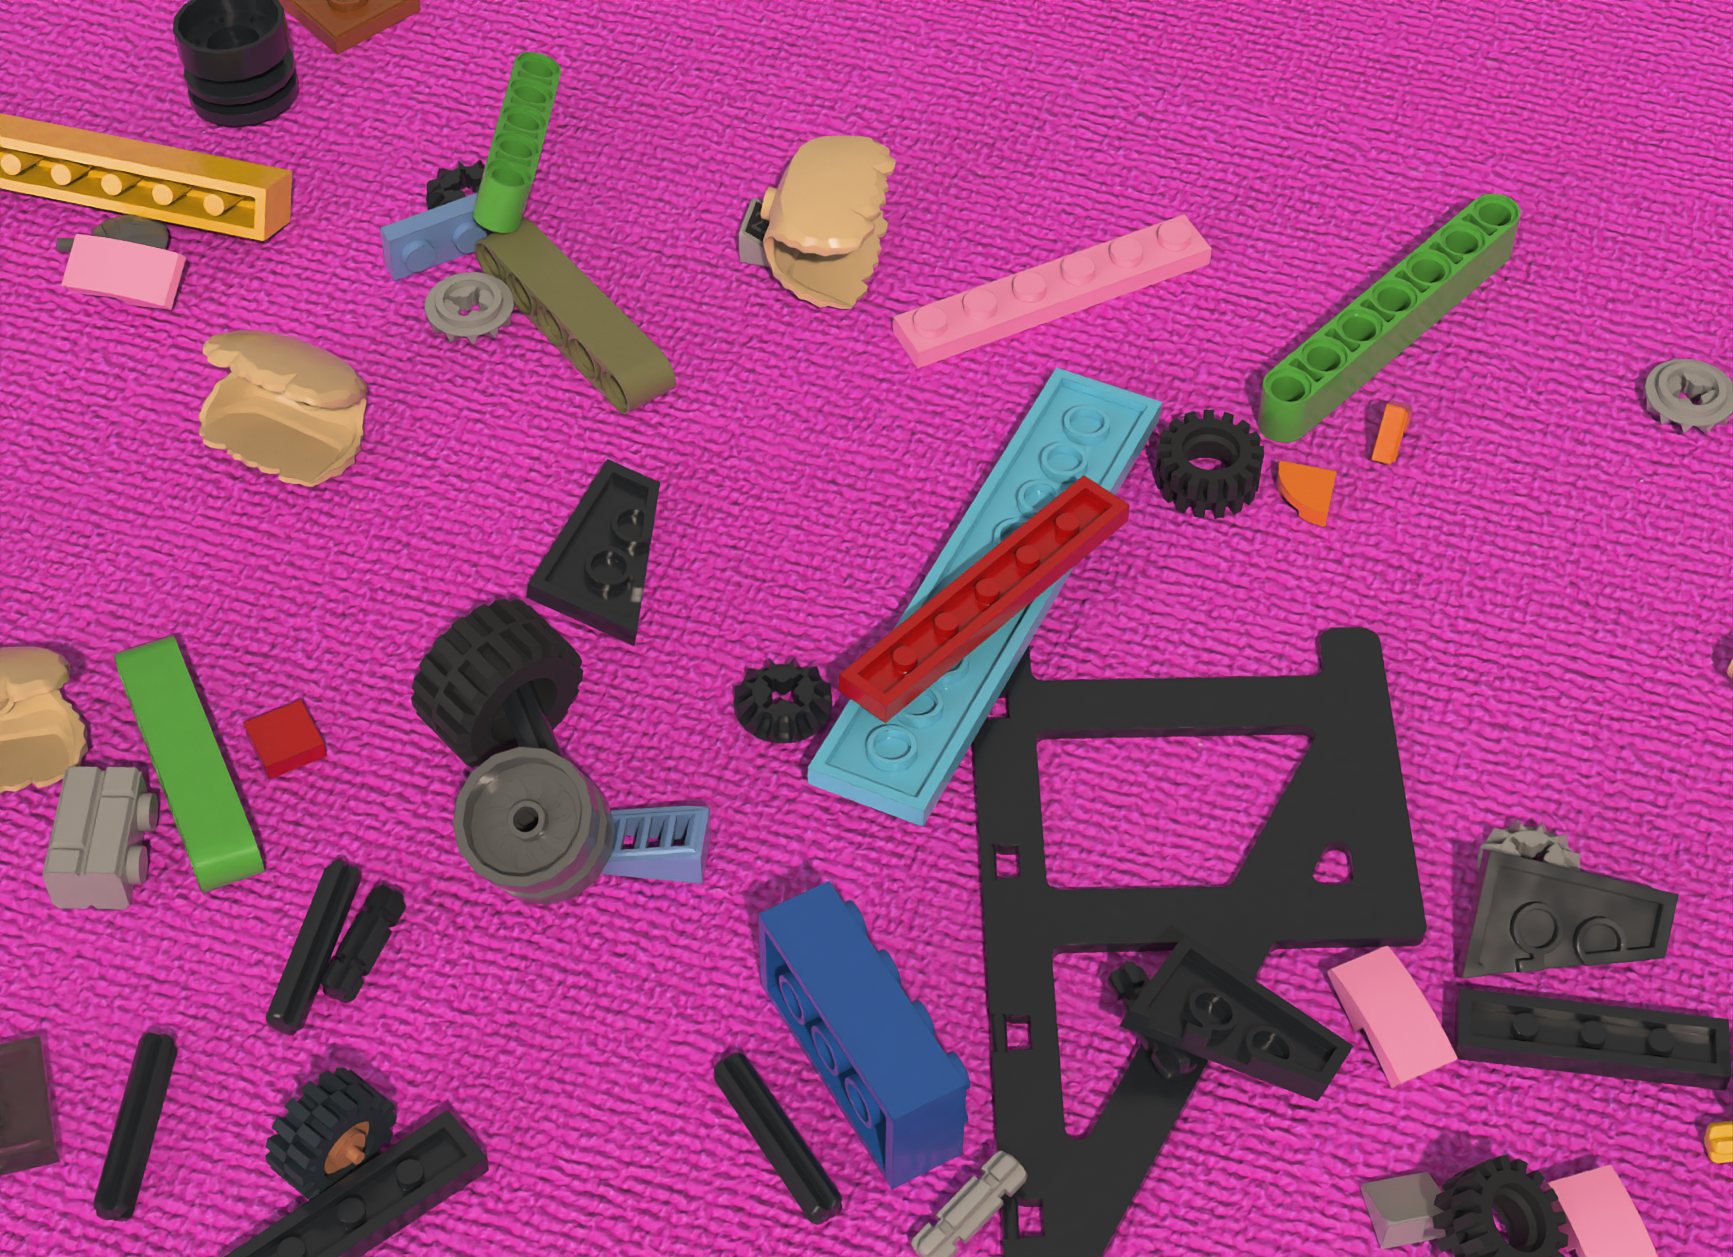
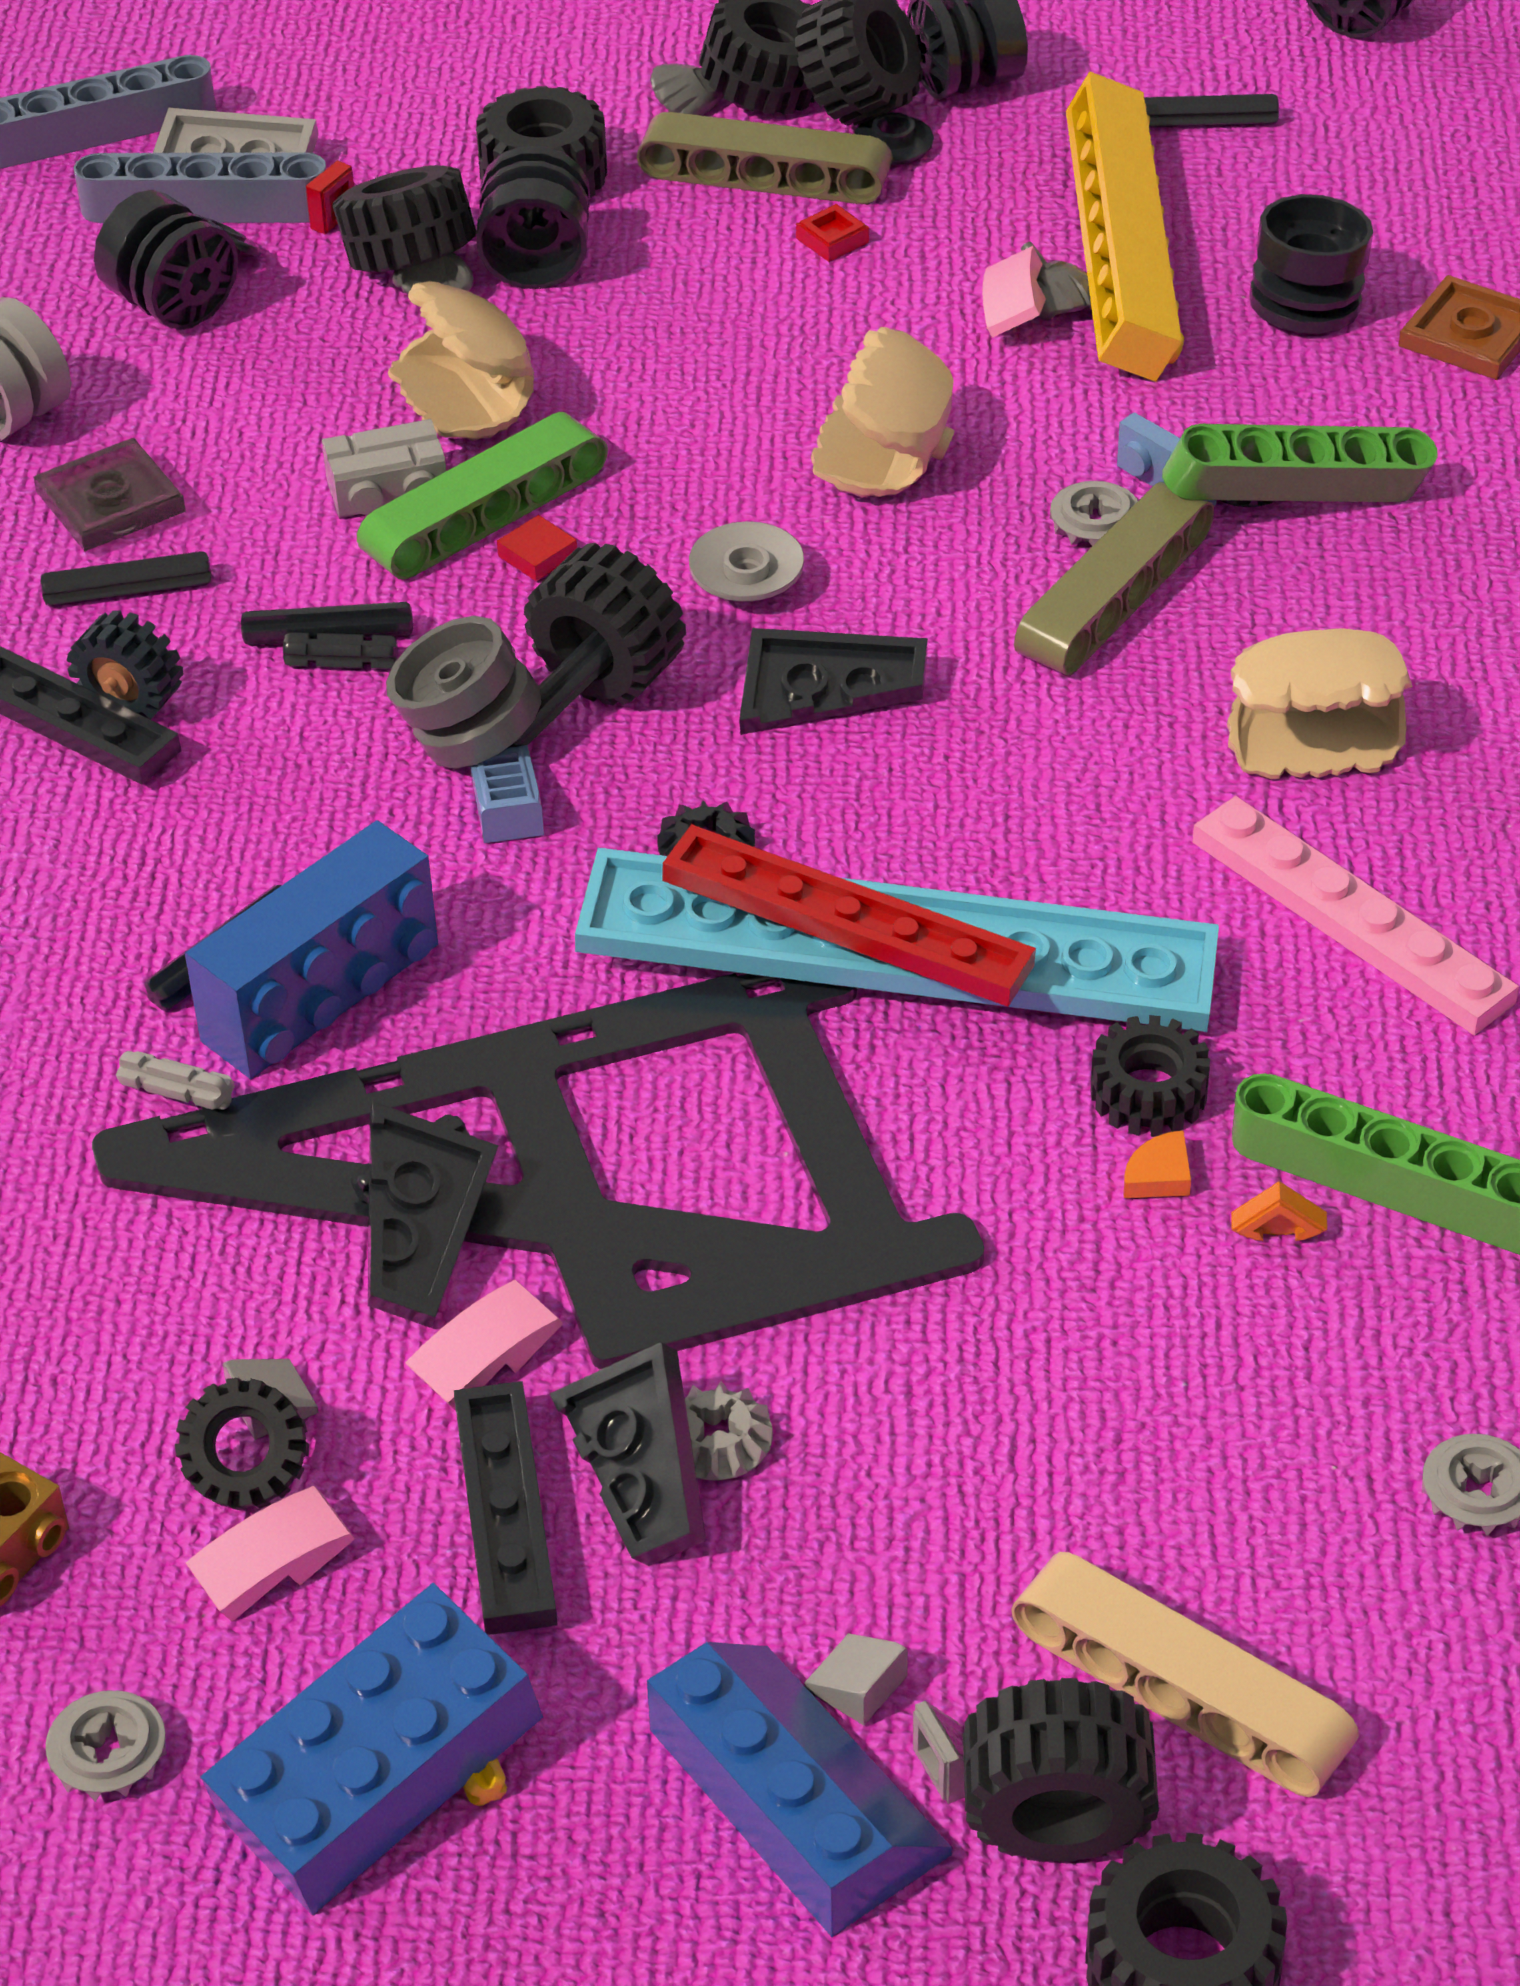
camera: 75 degrees right, 5 degrees down
(415, 569) = (746, 561): none -> light grey dish

